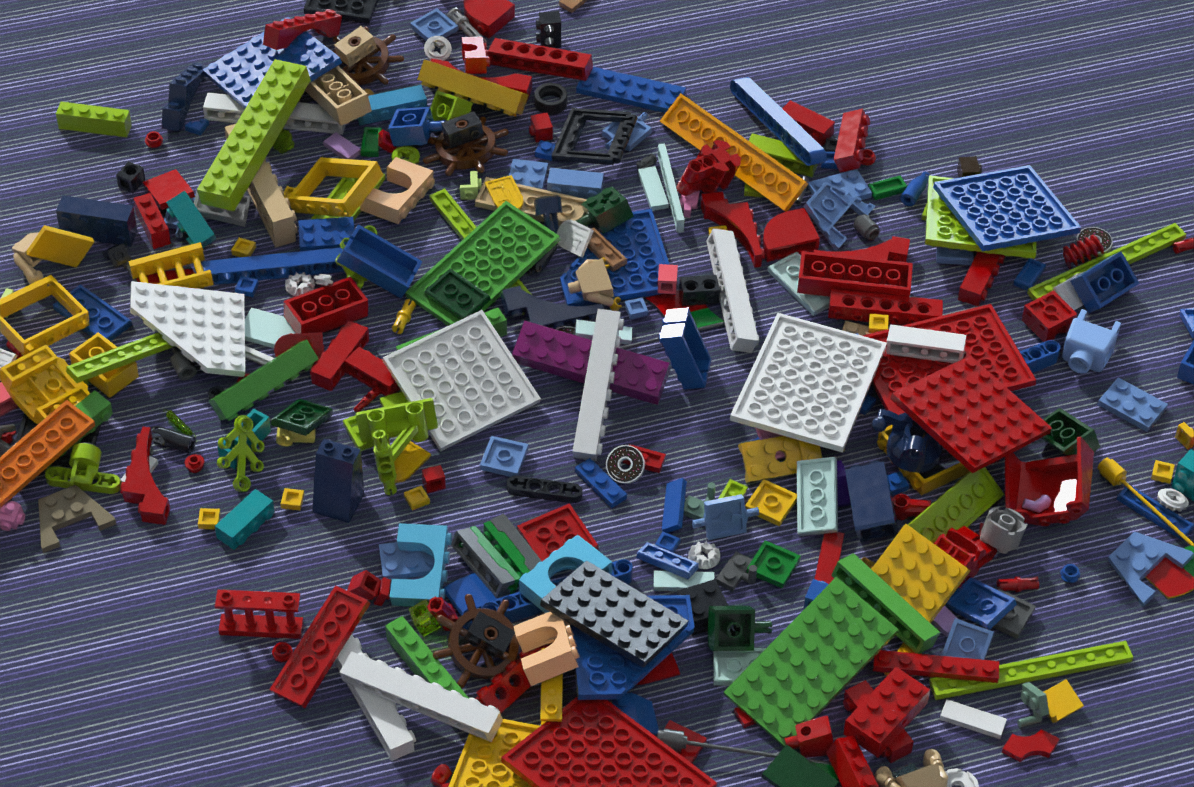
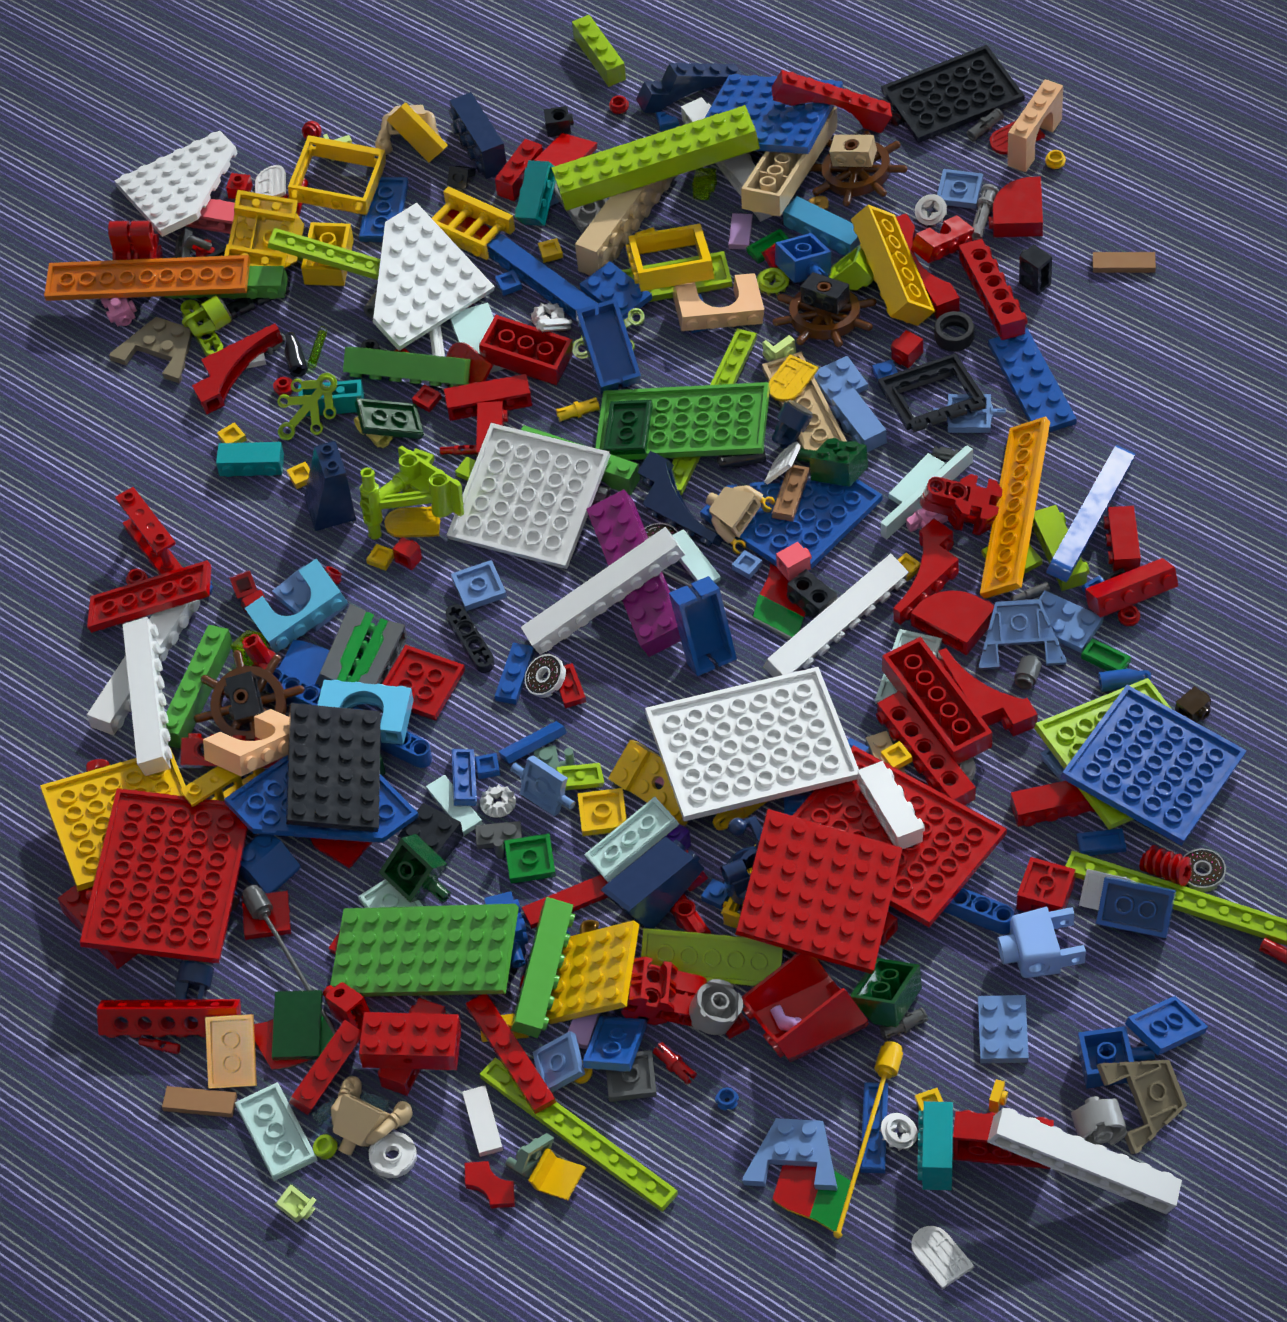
camera: 60 degrees right, 5 degrees up
(301, 389) = (426, 398): none -> red plate

